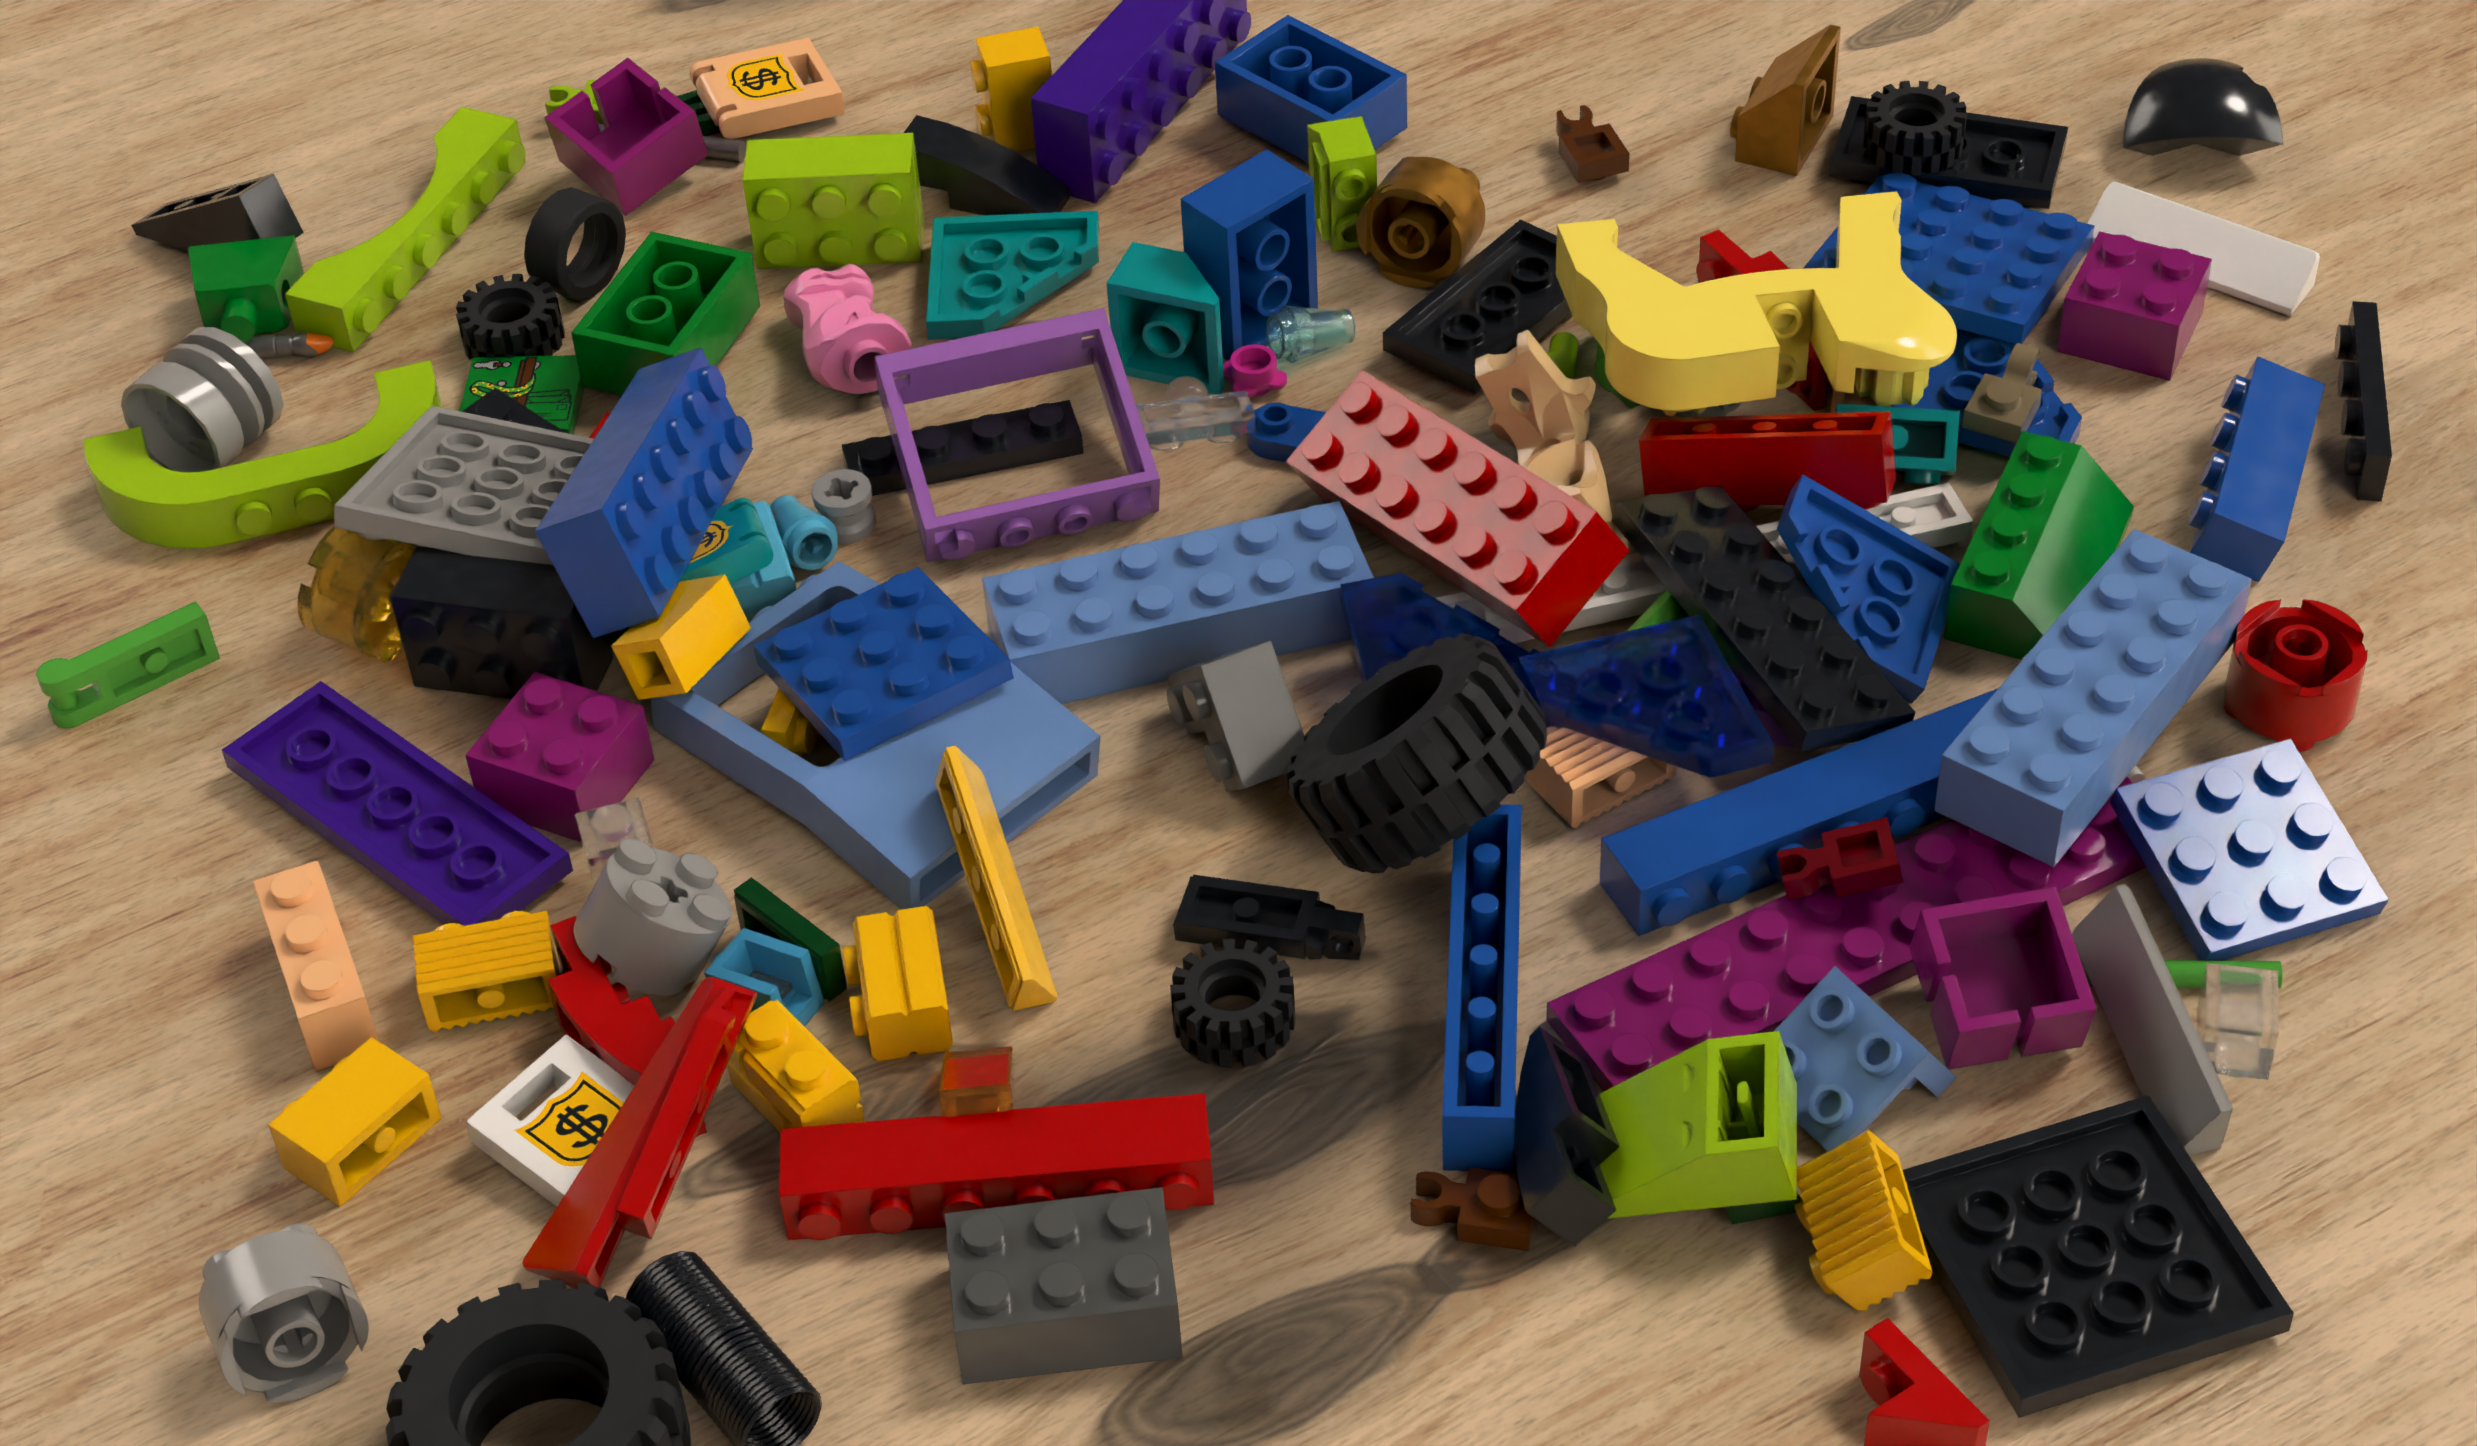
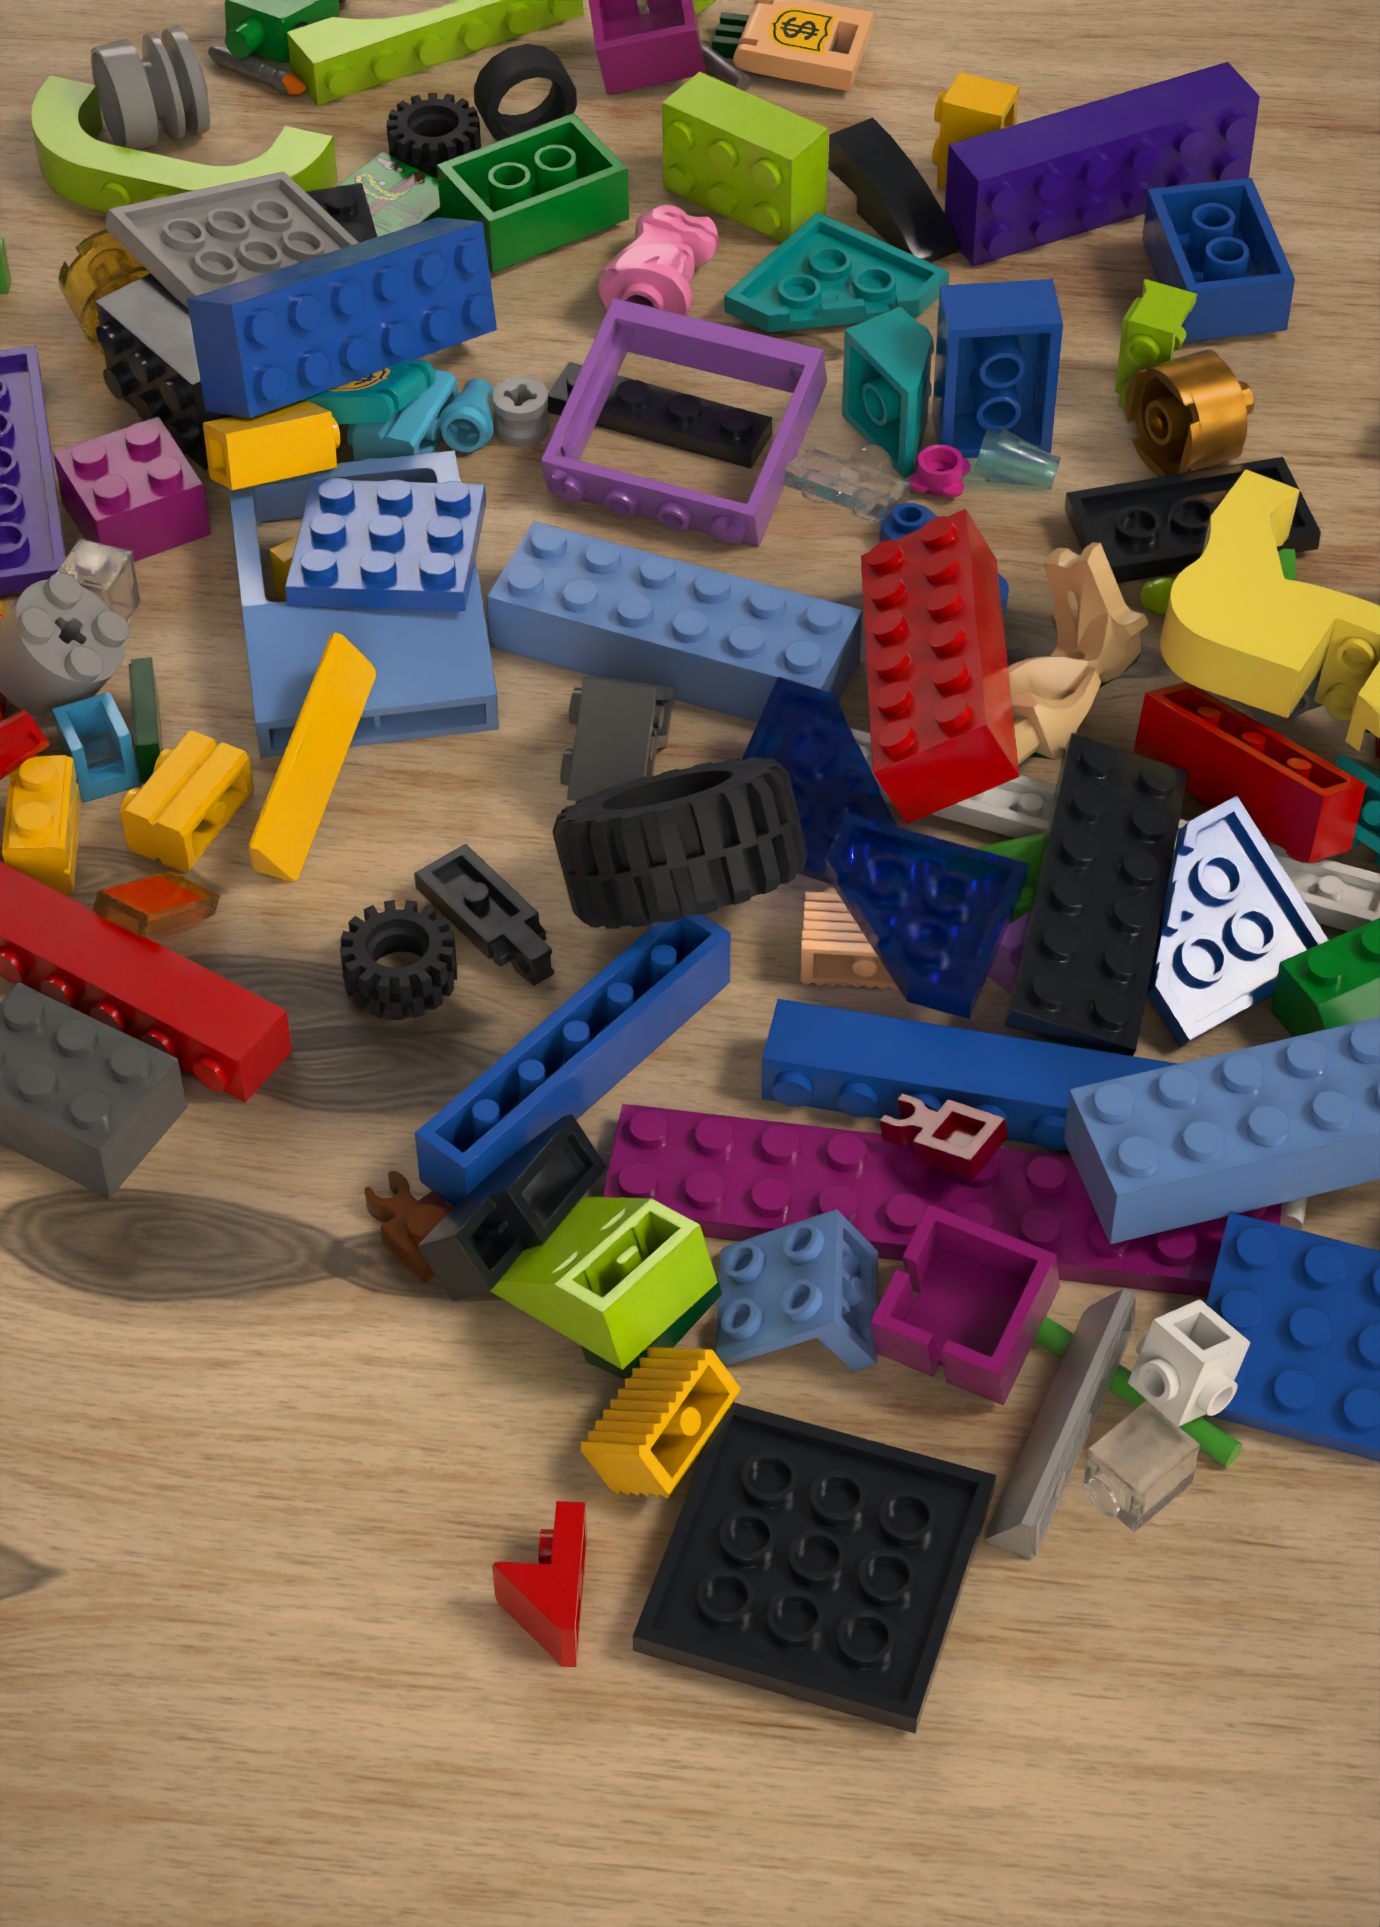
camera: 35 degrees right, 5 degrees up
(2220, 912) = (1189, 1363): none -> white brick

